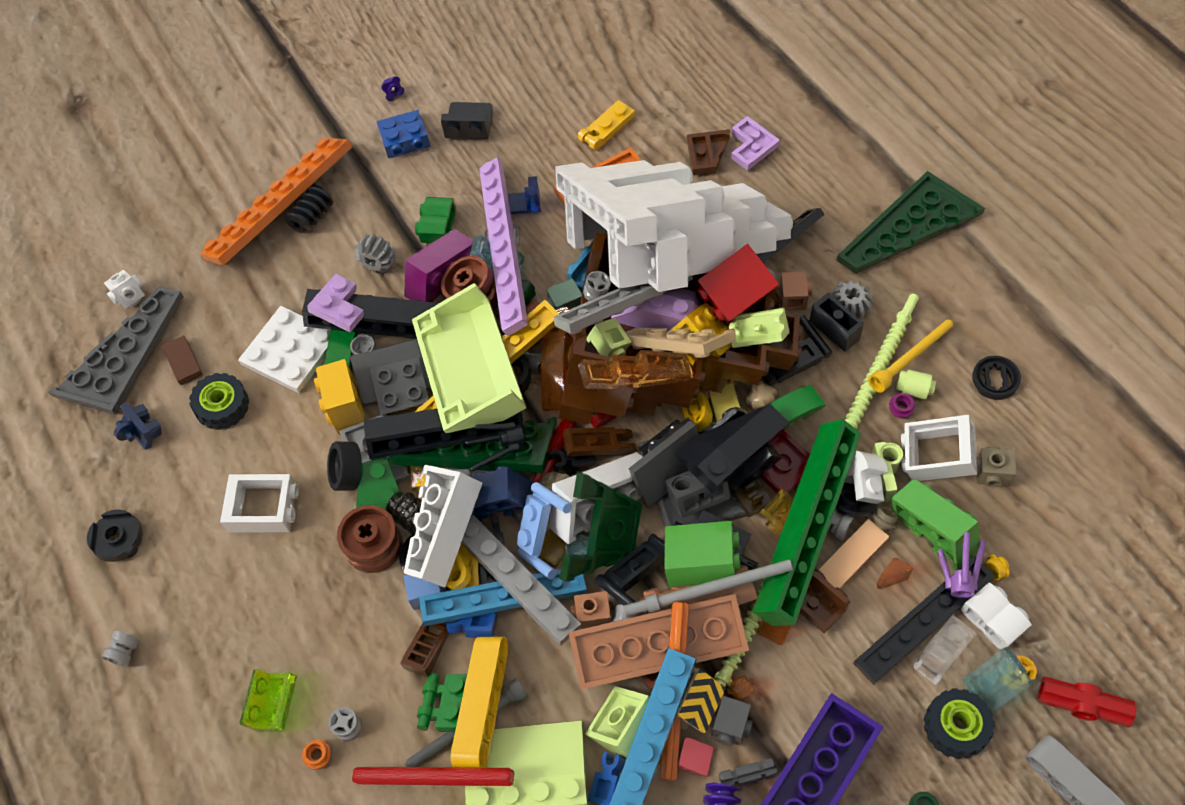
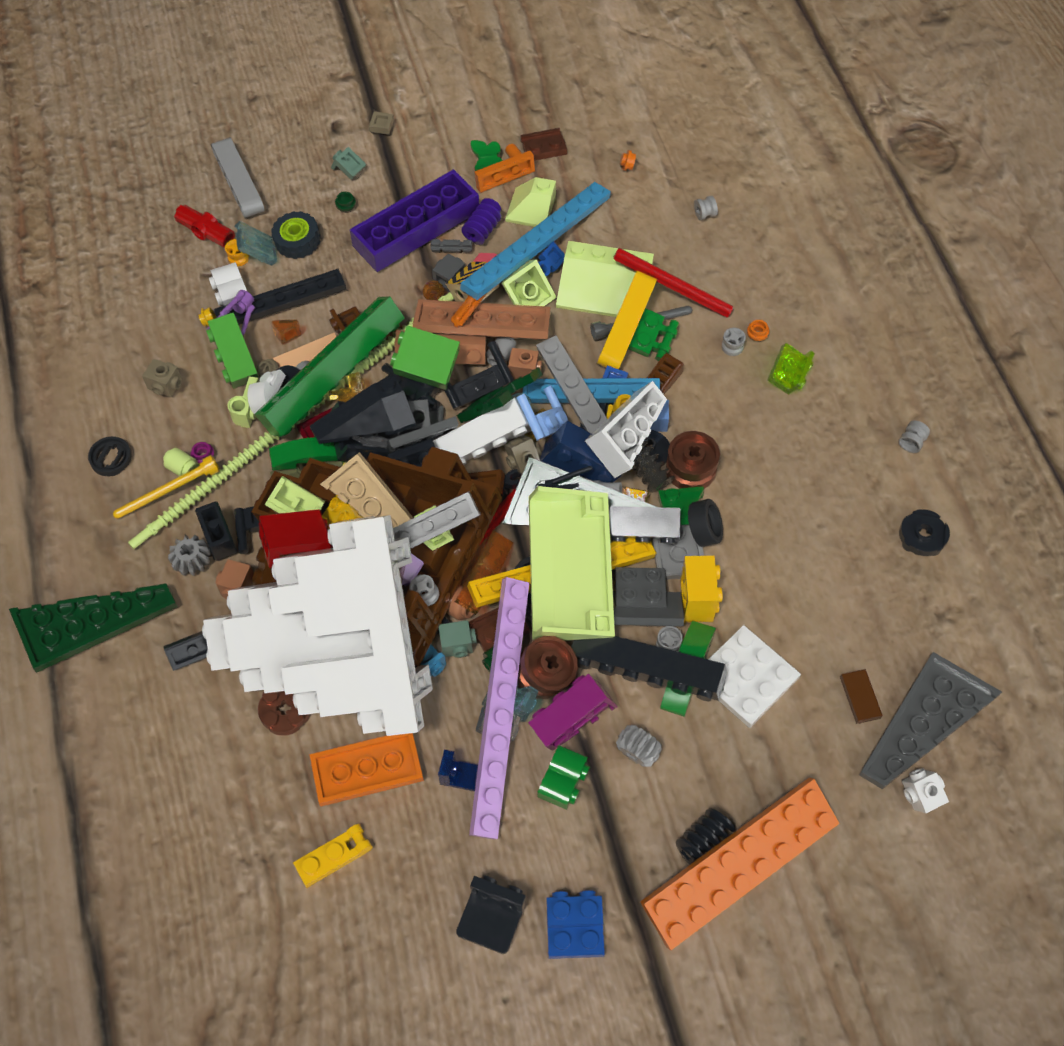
camera: 170 degrees left, 0 degrees up
(133, 427) = (910, 640): dark blue hips -> none
(225, 412) = (822, 646): black wheel -> none
(234, 502) = (785, 539): white window -> none
(333, 306) = (693, 662): lavender plate -> none
(387, 87) = (574, 1003): dark purple plate -> none
(636, 371) = (423, 454): clear orange slope -> none
(654, 603) = (475, 333): light grey bar -> none
(707, 150) = (239, 776): reddish brown wing -> none
(756, 143) = (179, 766): lavender plate -> none
(936, 428) = (205, 381): white window -> none
(944, 649) = (280, 268): clear brick -> none

